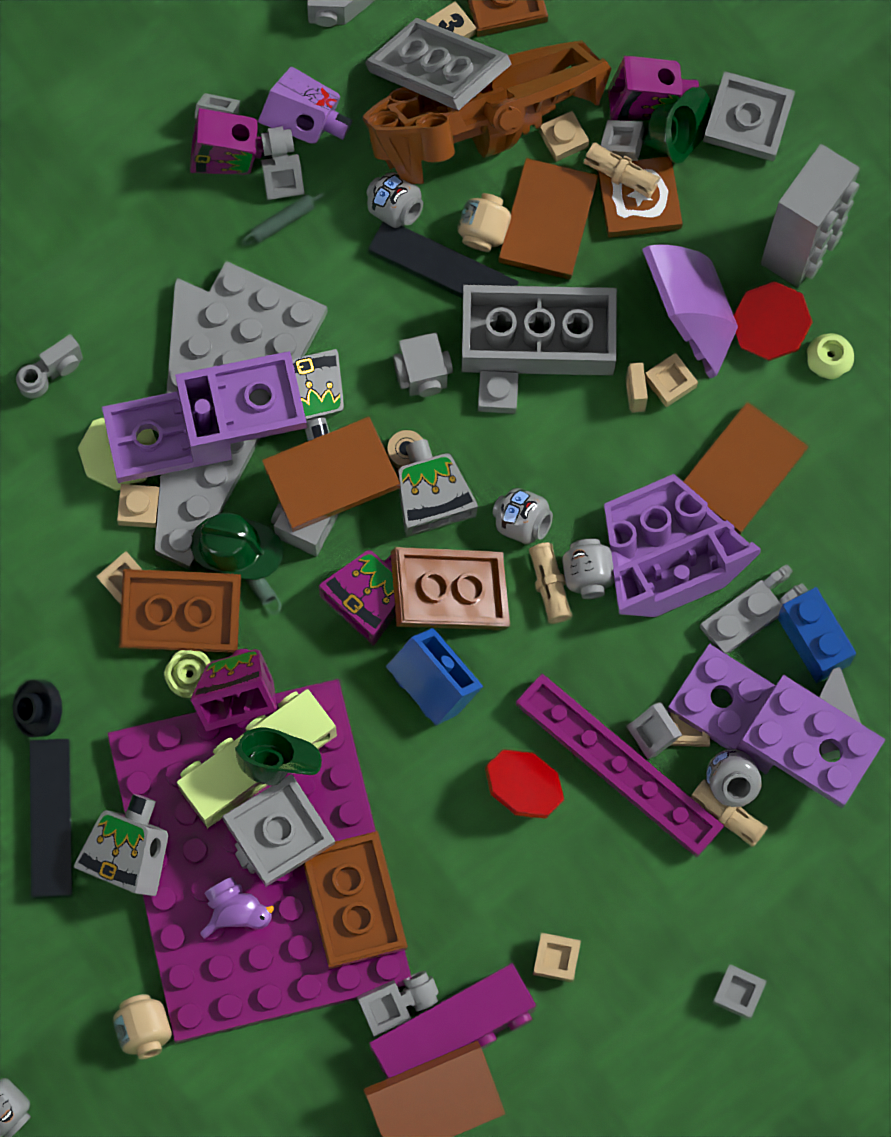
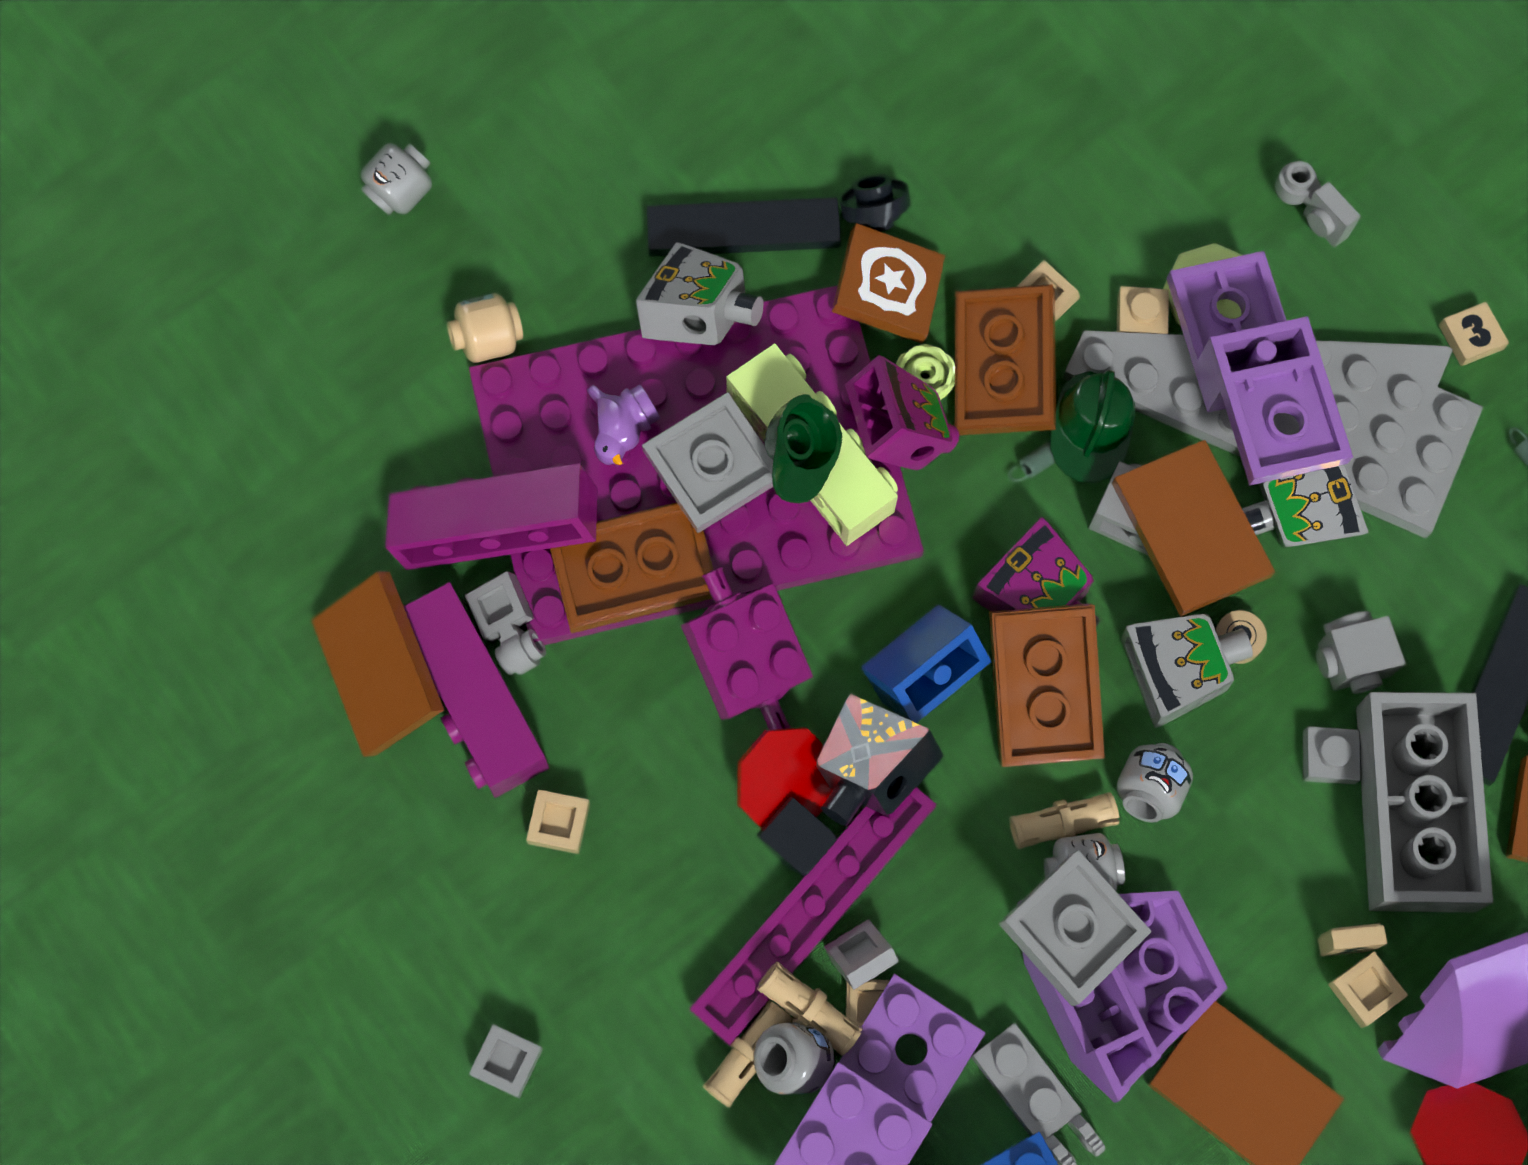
camera: 90 degrees right, 0 degrees up
(111, 699) = (888, 283): none -> dark orange tile
(163, 262) = (1473, 334): none -> tan tile
(314, 1010) = (492, 516): none -> magenta brick
(423, 811) = (746, 650): none -> magenta plate
(511, 716) = (873, 760): none -> black torso
(568, 775) = (796, 837): none -> black slope
(641, 571) = (1075, 928): none -> light grey plate
(696, 766) = (809, 1007): none -> tan pin

